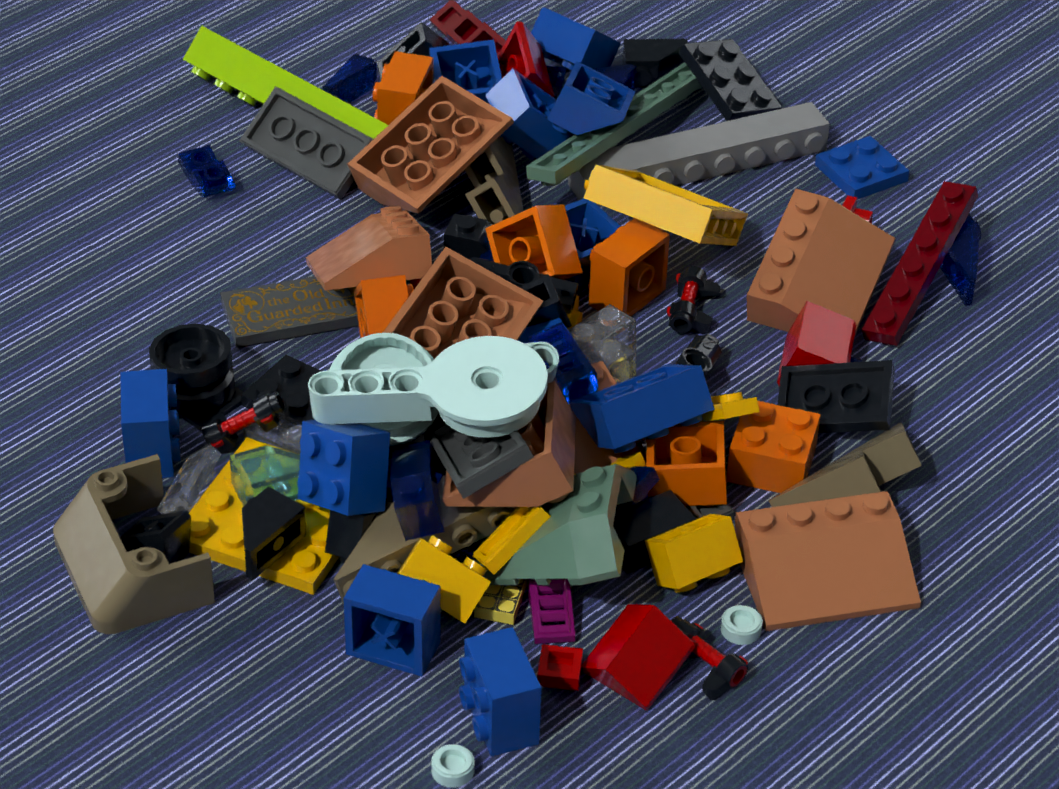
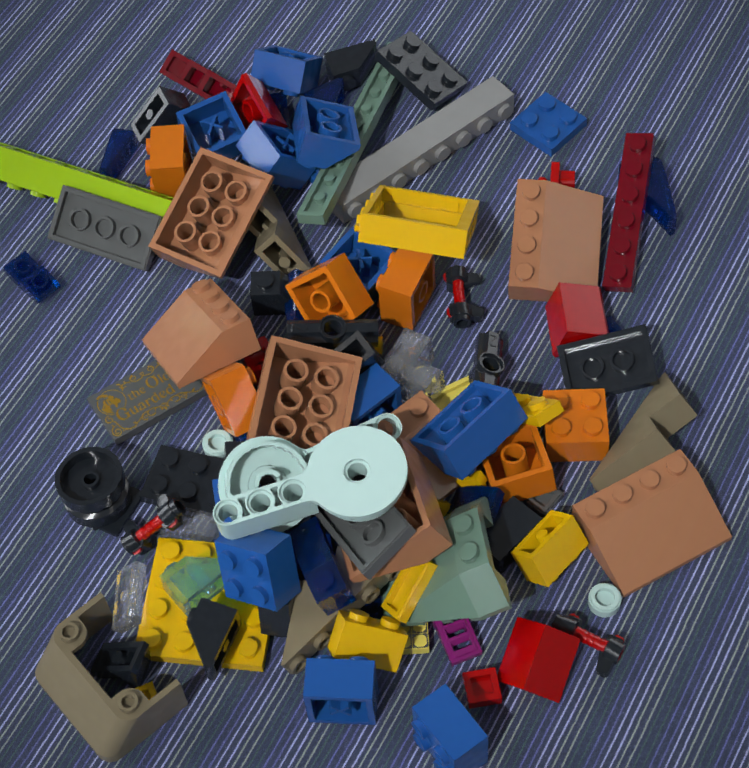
camera: 10 degrees left, 15 degrees up
(148, 418) = (79, 555): blue brick -> none
(577, 381) = (420, 416): clear blue slope -> none

